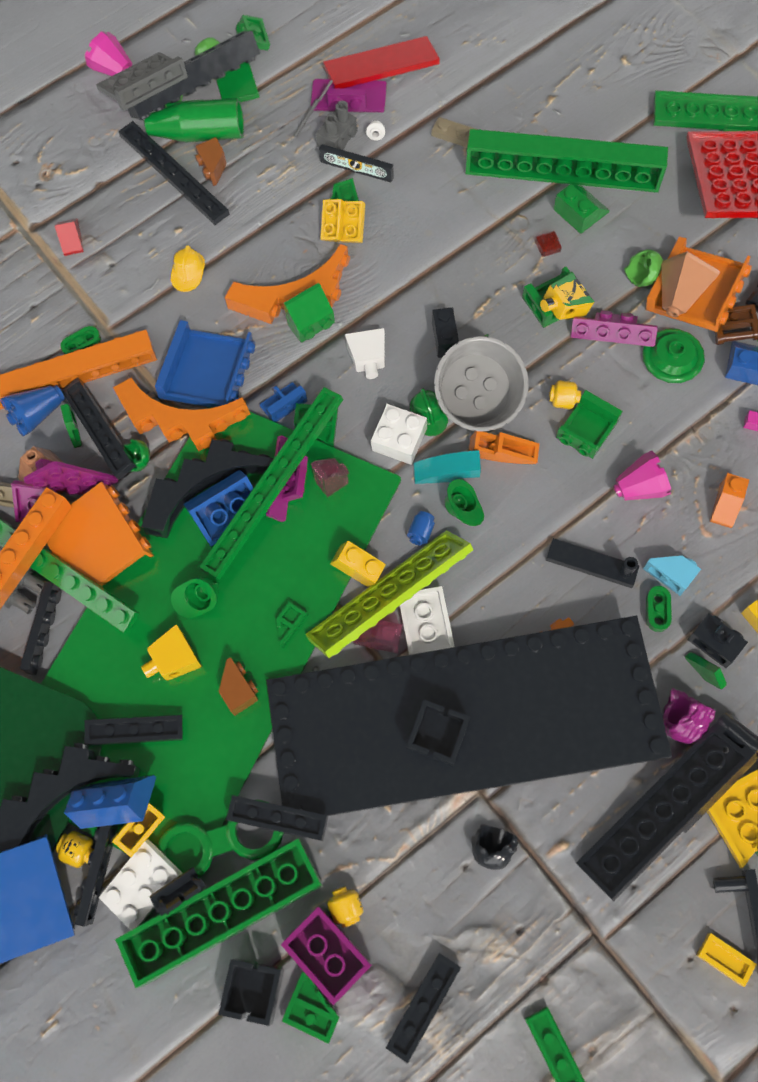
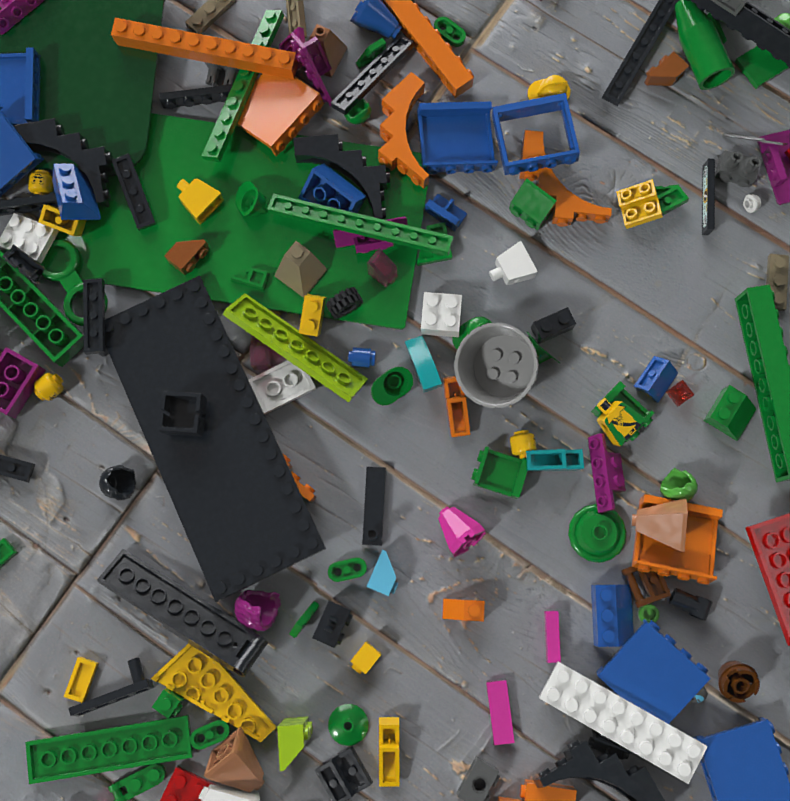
camera: 70 degrees right, 10 degrees up
(234, 252) = (531, 108): none -> blue window
(298, 565) = (300, 269): none -> dark tan slope
(356, 524) = (344, 302): none -> black tyre
(526, 259) = (656, 378): none -> blue panel
(590, 367) = (555, 460): none -> teal slope

